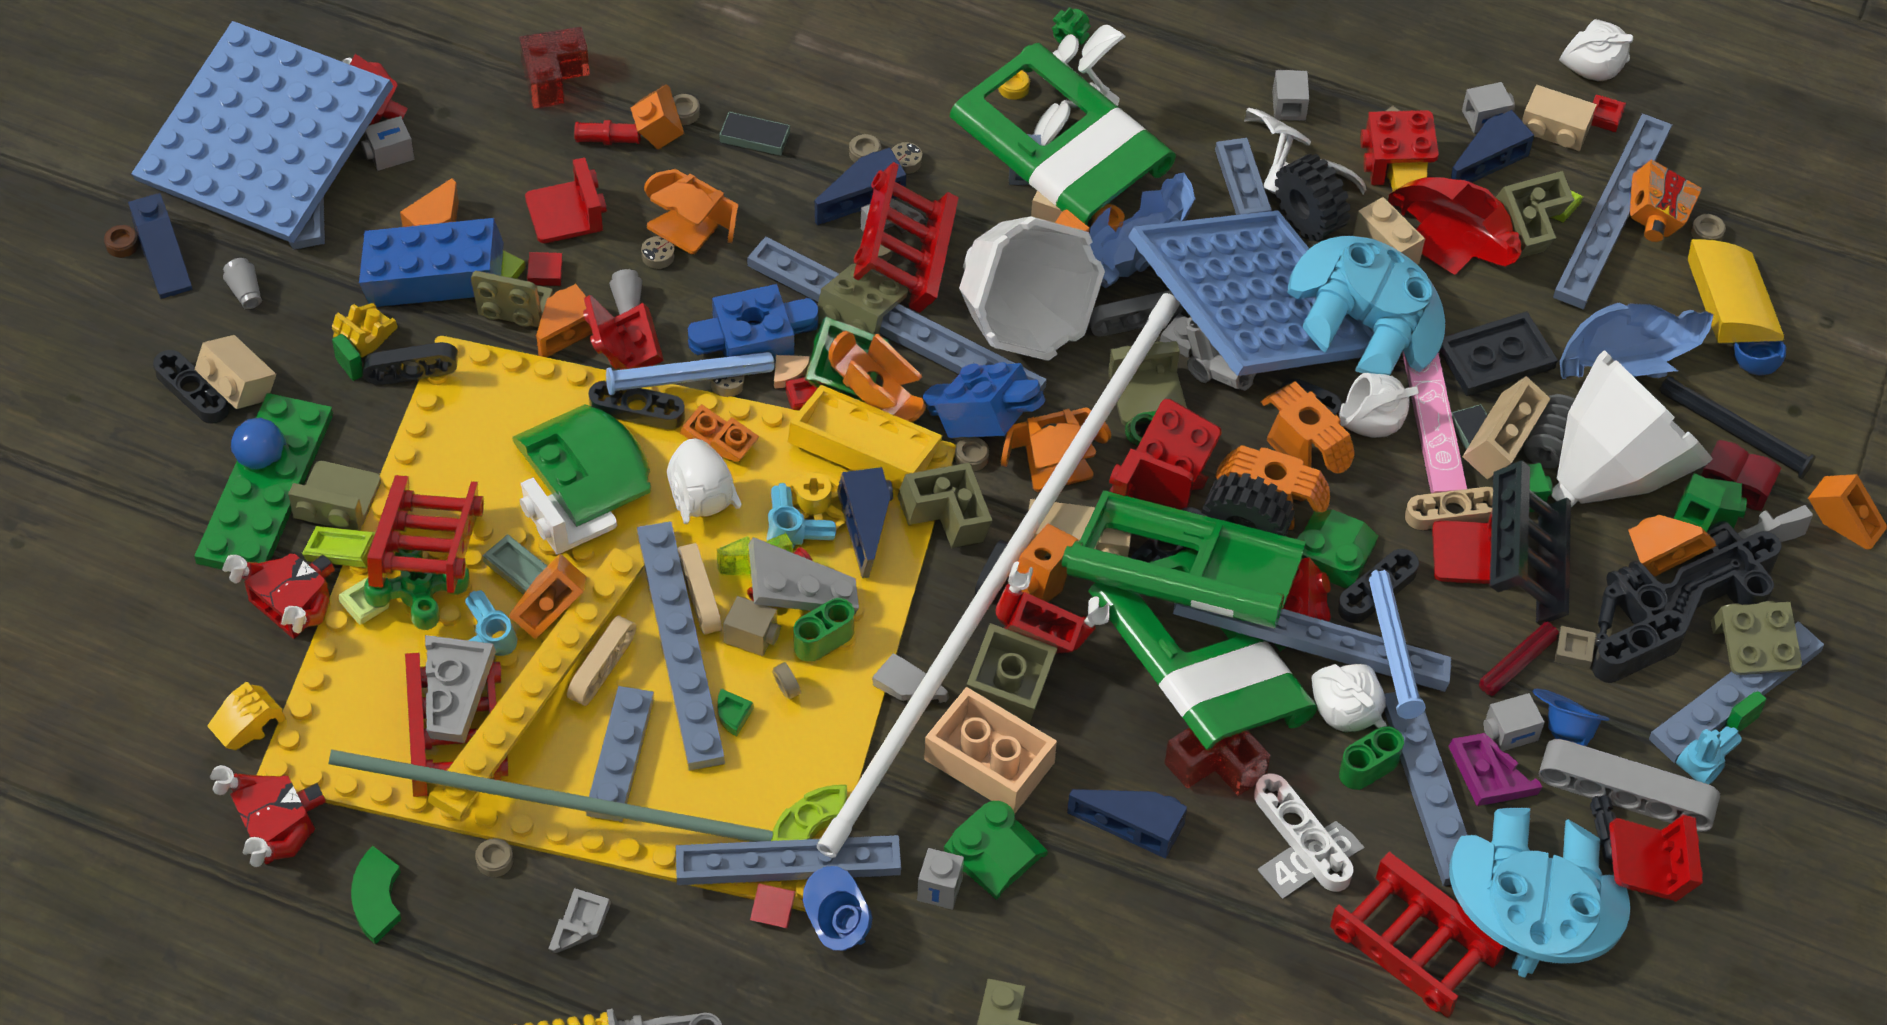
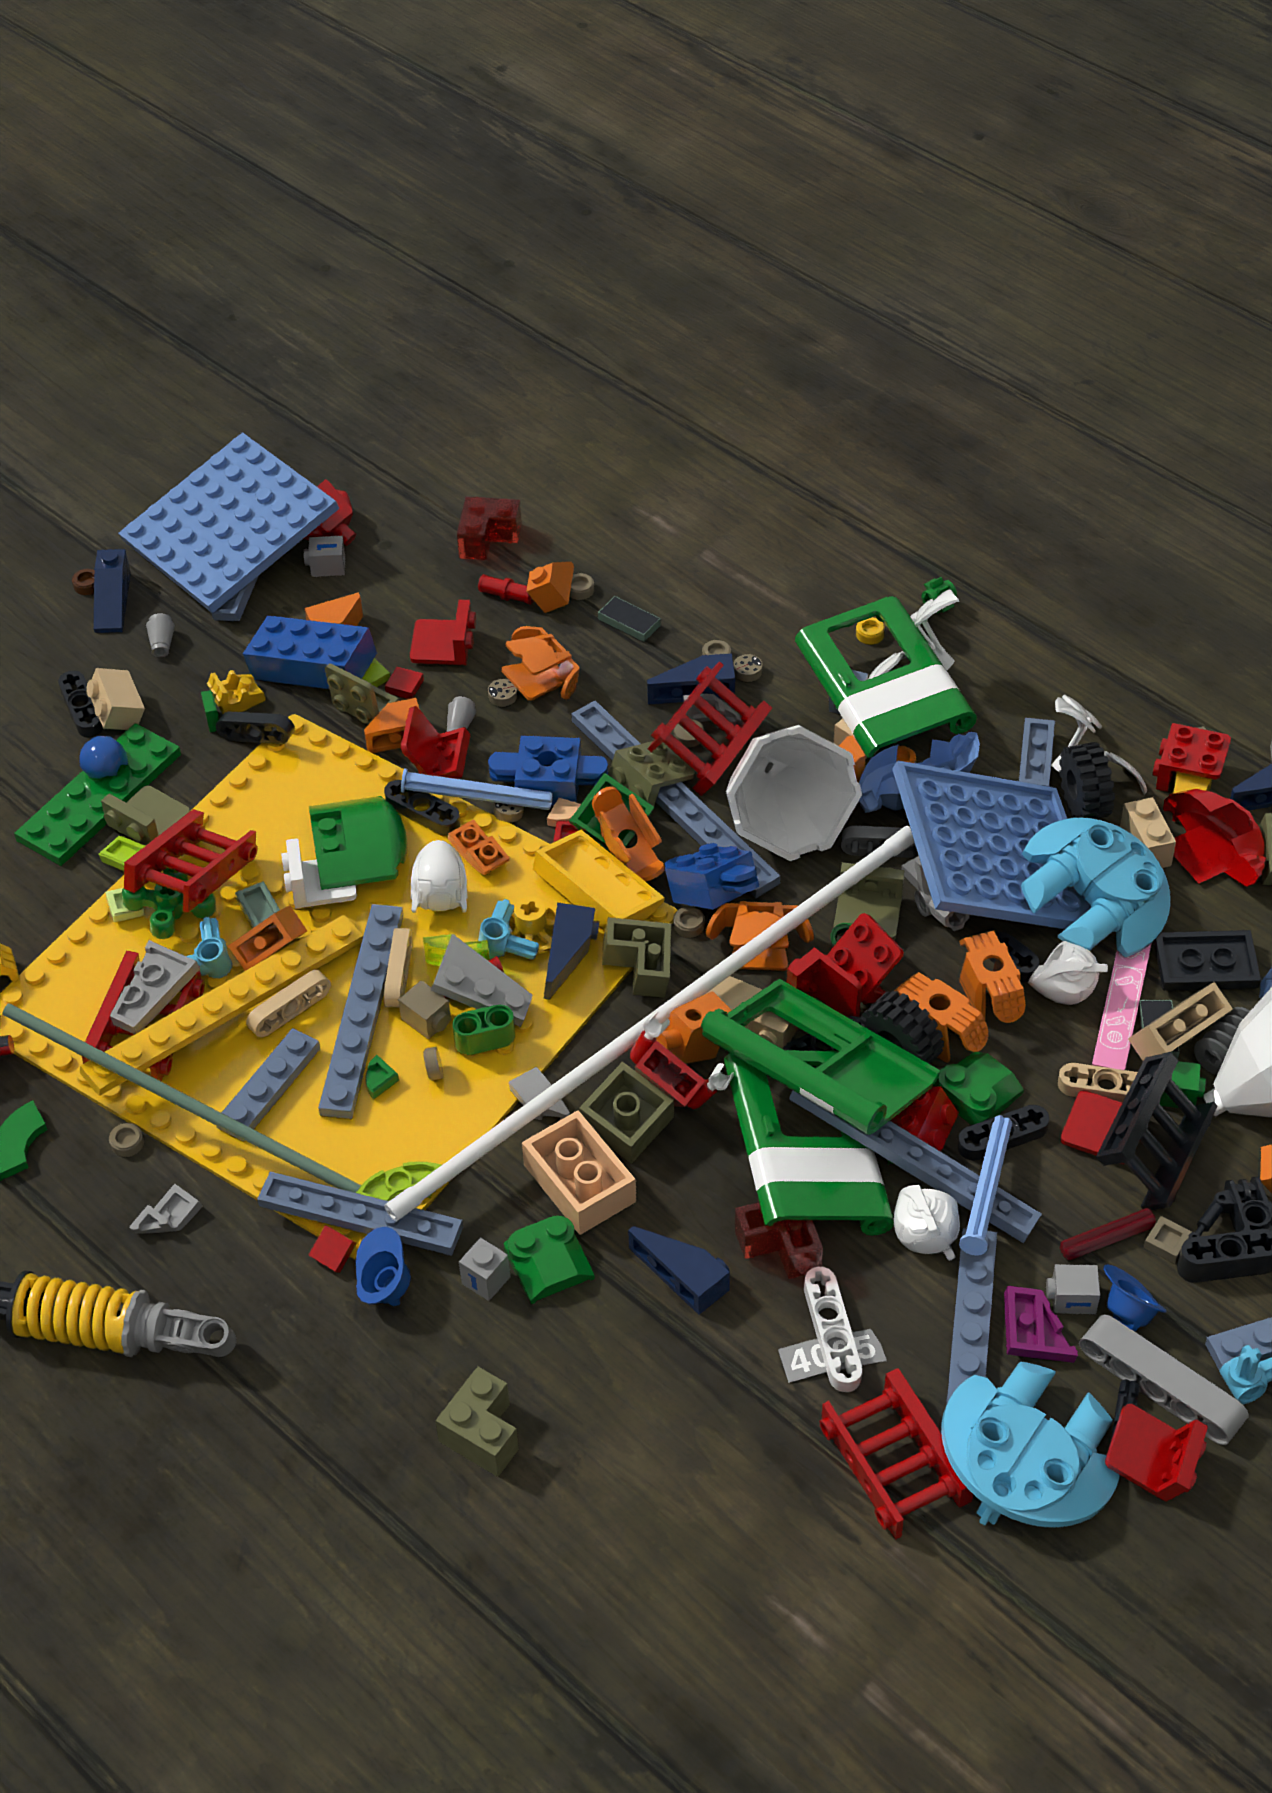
camera: 25 degrees right, 5 degrees down
(285, 589) = (68, 876): red torso -> none
(1290, 95) = (1111, 695): light grey brick -> none
(1370, 756) = (923, 1276): green beam -> none

